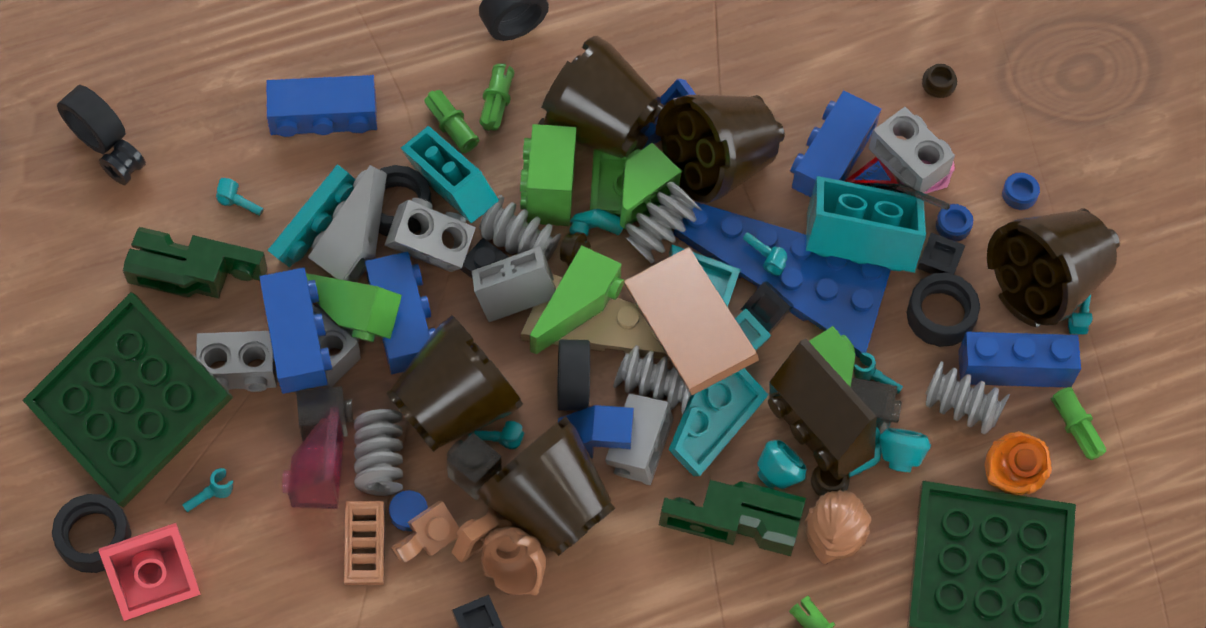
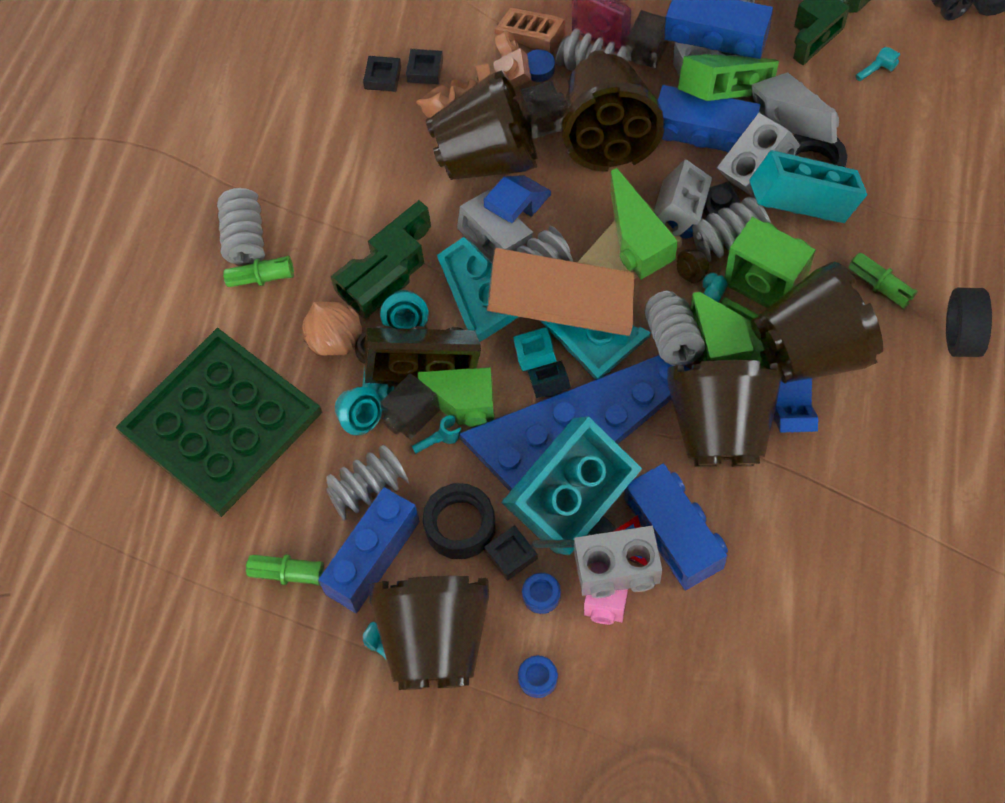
camera: 130 degrees right, 0 degrees up
(313, 217) = (822, 83): teal wing -> none
(321, 105) = (937, 147): blue brick -> none
(451, 121) = (875, 237): bright green axle -> none
(509, 437) = (557, 152): teal hand -> none
(573, 375) = (571, 198): black tyre -> none
(775, 256) = (588, 406): teal hand -> none
(939, 81) = (700, 675): dark brown plate -> none
(1018, 463) = (280, 484): orange hair -> none

